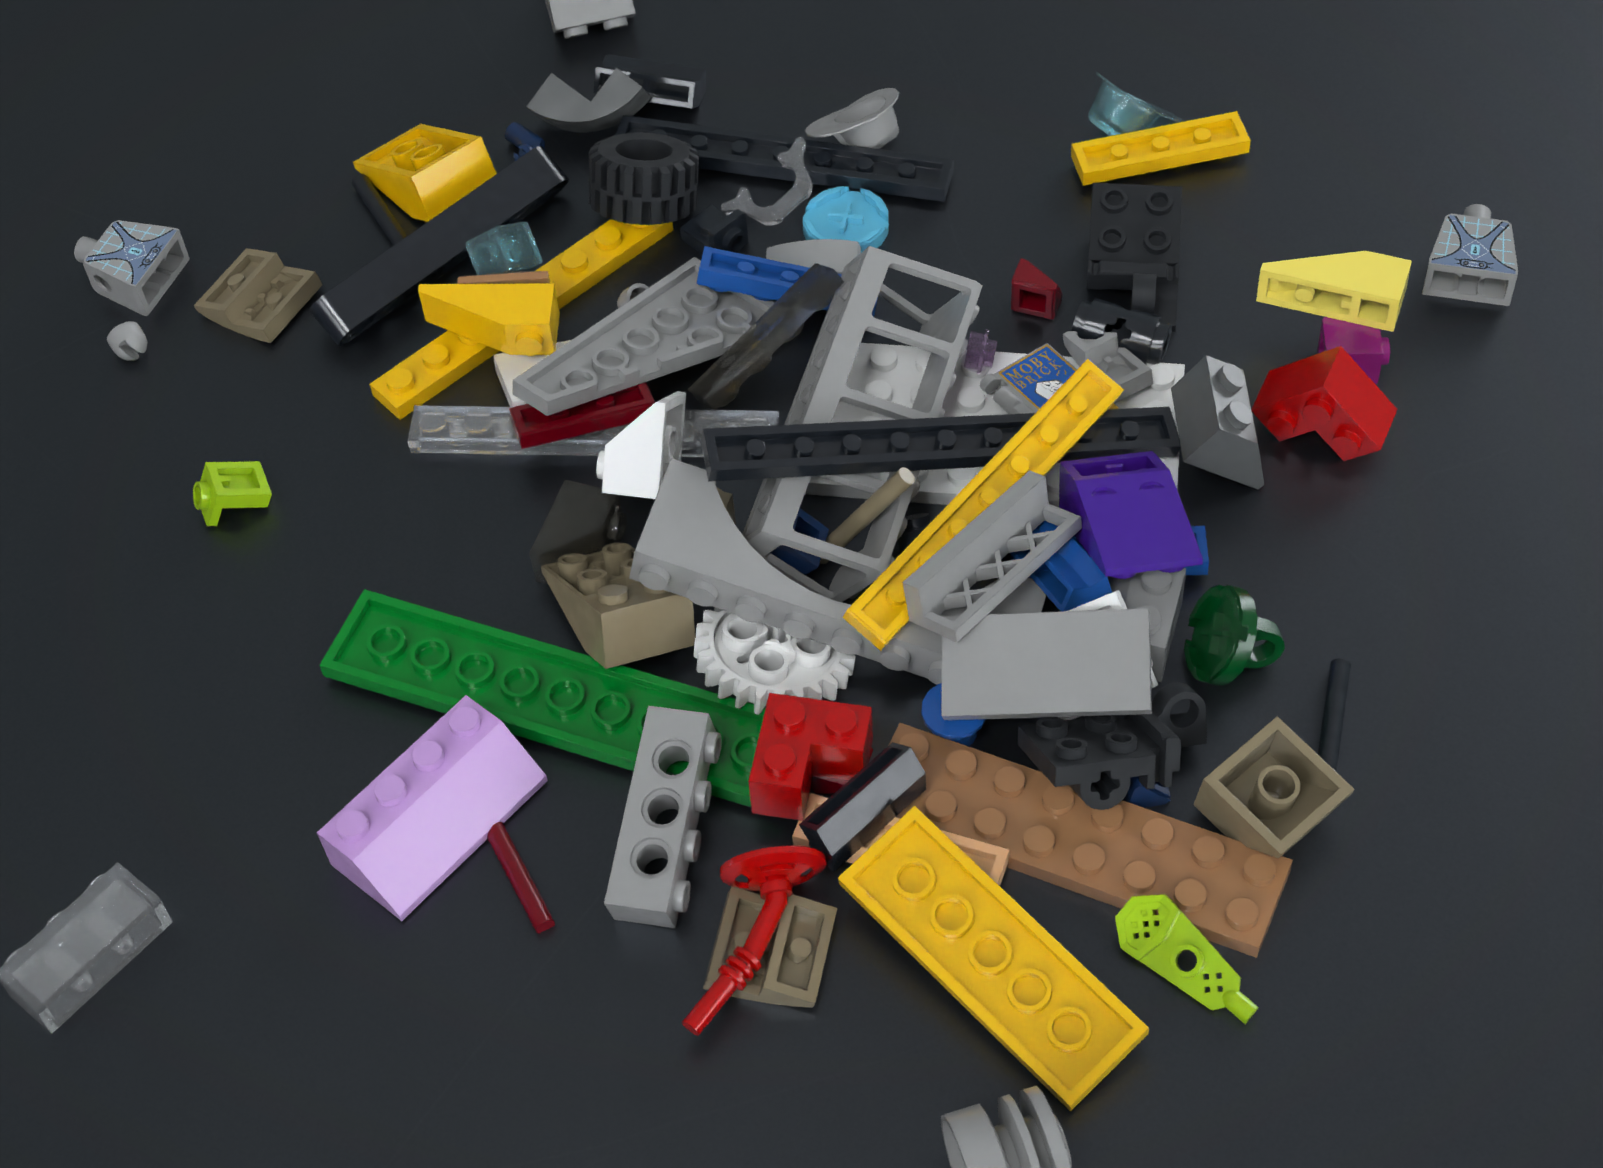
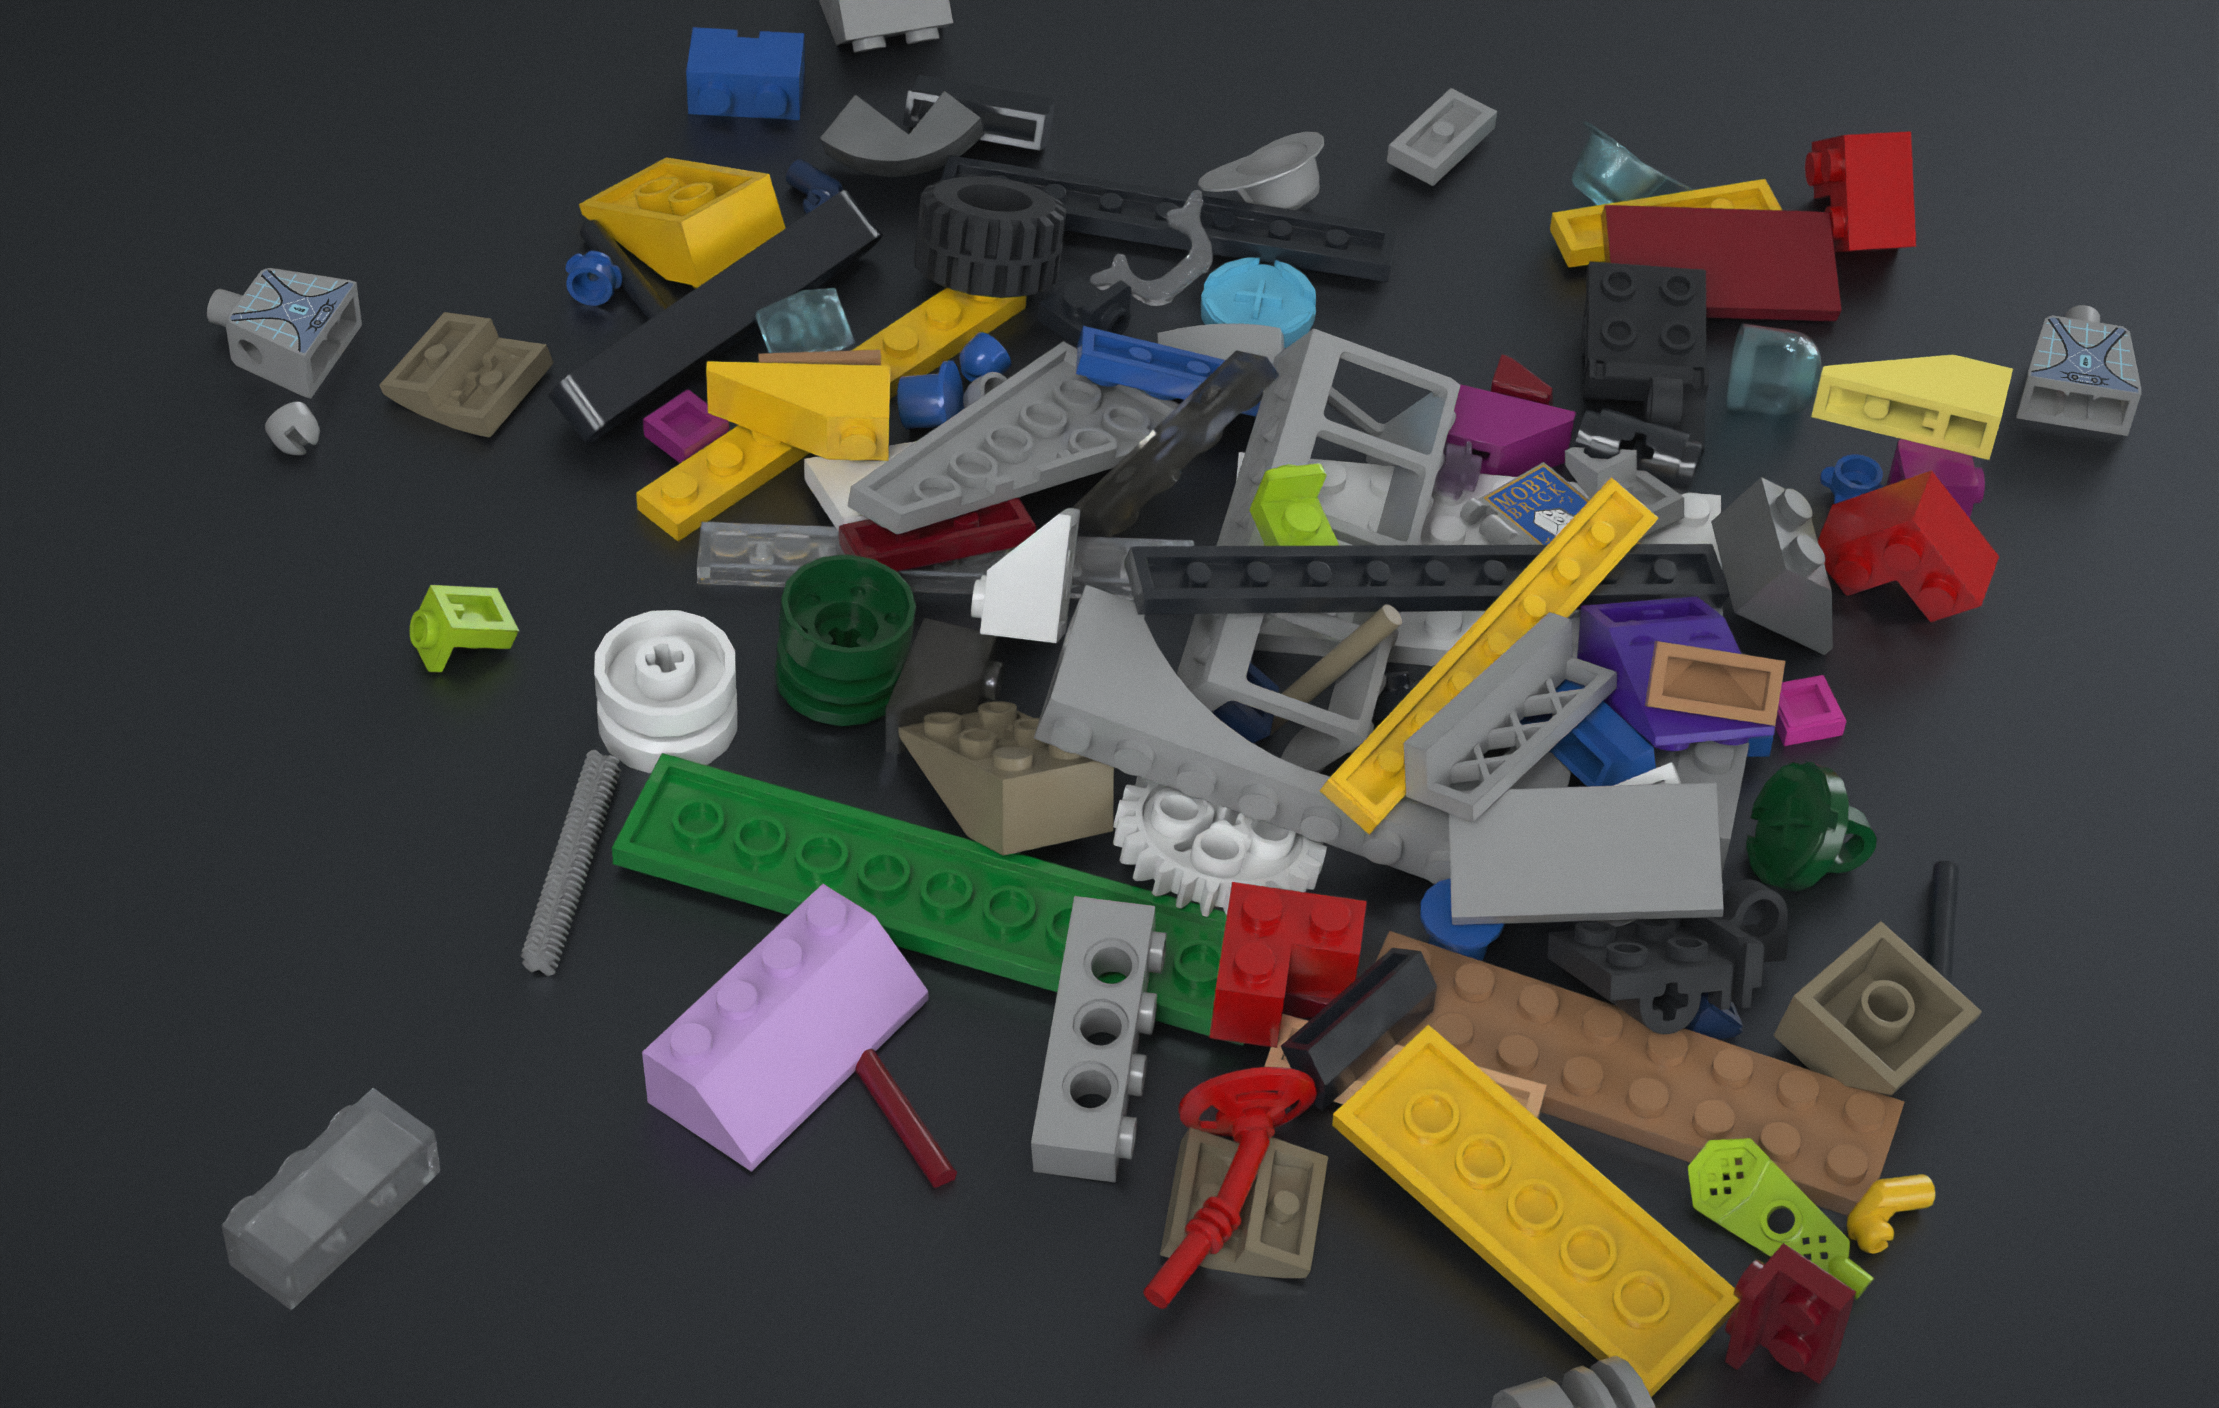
camera: 10 degrees left, 5 degrees down
(291, 676) = (570, 863): none -> light grey axle
(355, 218) = (592, 288): none -> blue plate
(371, 539) = (666, 689): none -> white wheel
(409, 331) = (683, 426): none -> magenta plate
(482, 58) = (745, 74): none -> blue brick
(502, 496) = (843, 638): none -> dark green wheel
(591, 304) = (930, 398): none -> blue piece
(635, 270) = (982, 356): none -> blue hinge
(836, 391) = (1289, 507): none -> lime bracket
(993, 86) = (1441, 136): none -> light grey plate
(1022, 319) = (1510, 431): none -> magenta slope
(1154, 525) = (1714, 683): none -> medium nougat slope
(1185, 1040) = (1791, 1312): none -> dark red bracket
(1218, 175) = (1753, 259): none -> dark red tile
(1229, 258) = (1773, 363): none -> clear light blue helmet
(1237, 536) = (1808, 711): none -> dark pink tile
(1268, 943) = (1881, 1201): none -> yellow arm
(1288, 347) = (1852, 477): none -> blue plate
(1314, 118) = (1867, 188): none -> red brick

